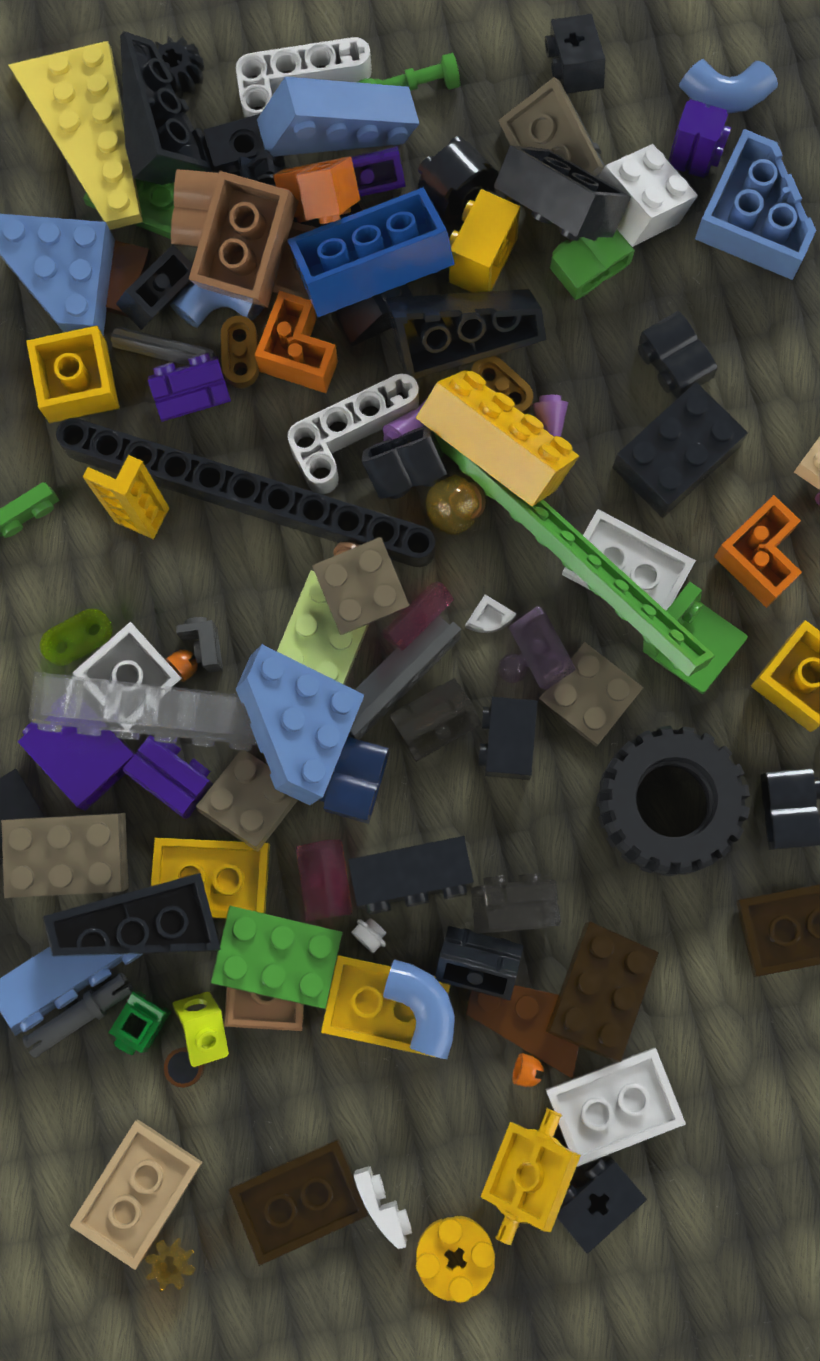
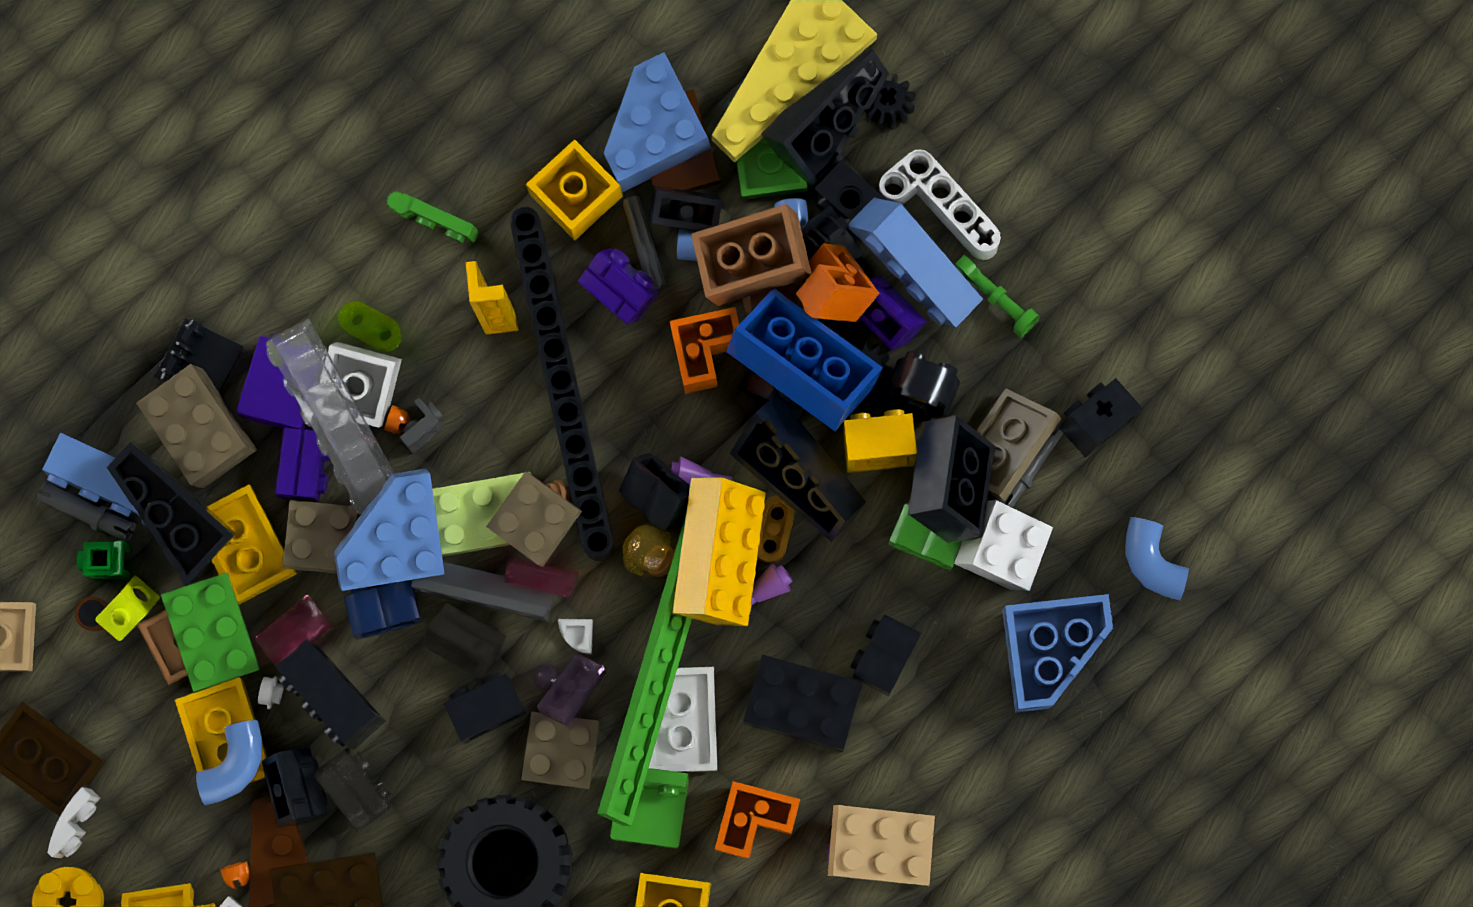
camera: 60 degrees right, 0 degrees up
(191, 204) = (766, 192): medium nougat brick -> none
(239, 354) = (673, 302): pearl gold plate -> none
(358, 426) = (669, 434): white beam -> none
(699, 138) = (1081, 562): dark purple brick -> none

